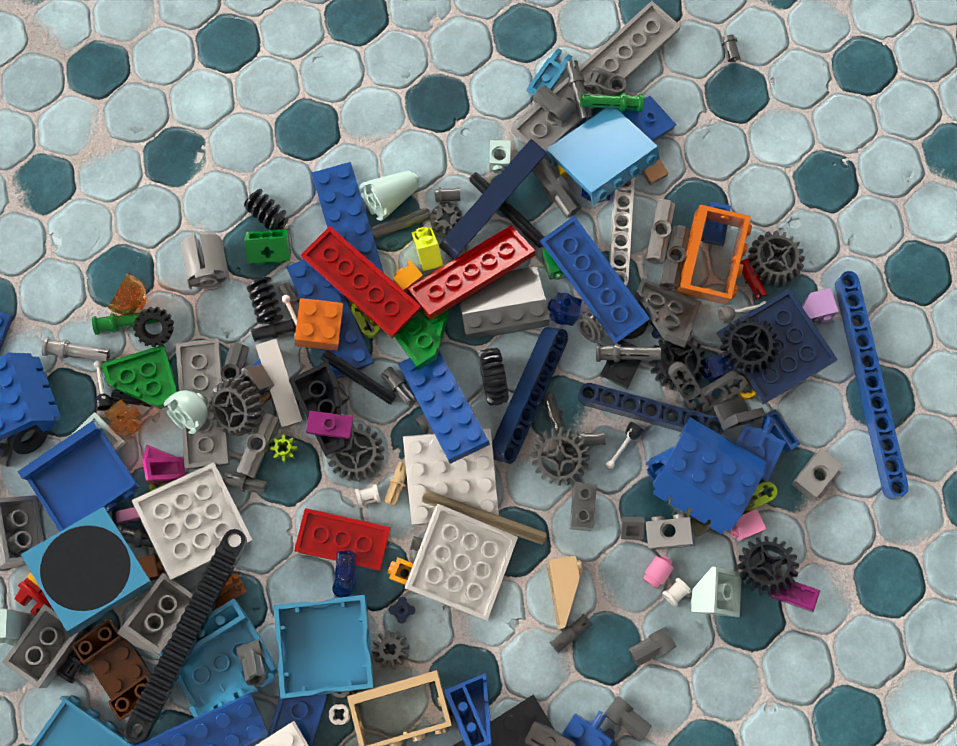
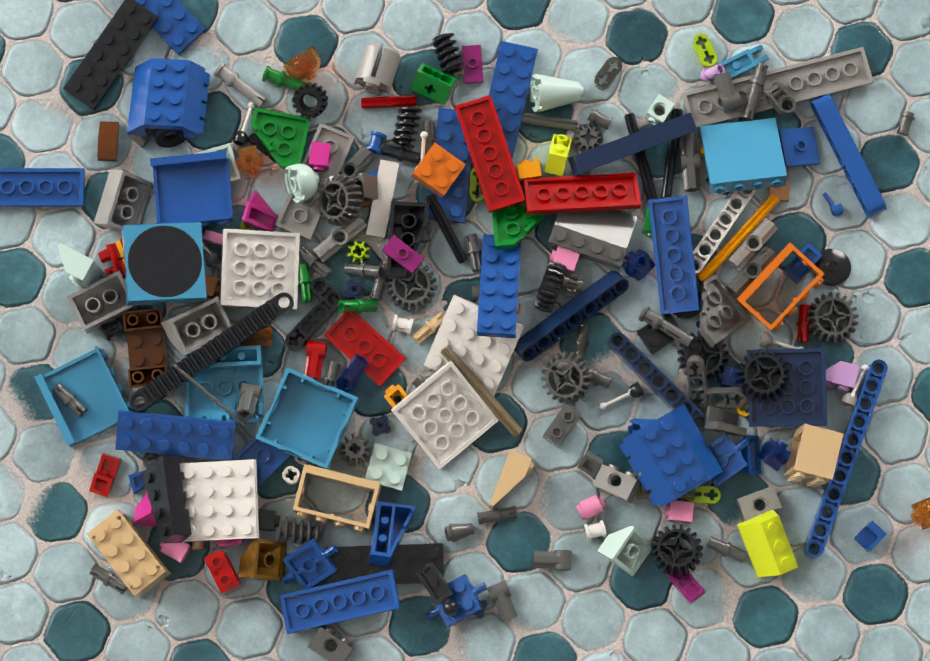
camera: 30 degrees right, 5 degrees up
(192, 375) = (320, 156): none -> dark pink brick
(209, 681) = (209, 395): none -> dark grey piece
(232, 288) = (388, 101): none -> red axle
(242, 332) = (376, 142): none -> blue bush
(246, 509) = (305, 283): none -> green axle
(271, 541) = (310, 318): none -> black beam
(295, 484) = (350, 286): none -> dark blue plate
(296, 209) = (472, 64): none -> magenta plate
(297, 576) = (315, 355): none -> red piece
(299, 463) = (363, 270): none -> dark grey pin
(312, 502) = (357, 306): none -> green pin
(321, 466) = (379, 284): none -> dark grey pin
(324, 585) = (332, 373): none -> dark grey axle
(426, 148) = (605, 71): none -> clear smoke beam
(433, 647) = (388, 466): none -> light aqua plate
(491, 339) = (566, 257): none -> bright pink brick
(509, 81) = (708, 49): none -> lime beam
(513, 363) = (572, 284): none -> dark grey gear
(525, 99) = (709, 73): none -> lavender pin
(537, 197) = (670, 162): none -> black axle
(541, 673) = (458, 531): none -> dark grey cone
(590, 327) = (649, 290): dark grey gear -> none
(621, 102) = (783, 121): green pin -> none
(643, 233) = (738, 238): none -> light orange axle
(698, 104) = (848, 155): none -> blue beam
(716, 159) = (836, 210): none -> blue hand
(751, 203) = (836, 276): none -> black dish
(802, 416) = (774, 453): none -> clear blue brick
(813, 536) = (726, 549): none -> dark grey pin
(839, 325) = (850, 399): none -> hinge
(846, 396) = (813, 456): none -> tan hose
(852, 508) = (767, 545): none -> neon yellow slope
(939, 444) = (870, 536): none -> blue panel

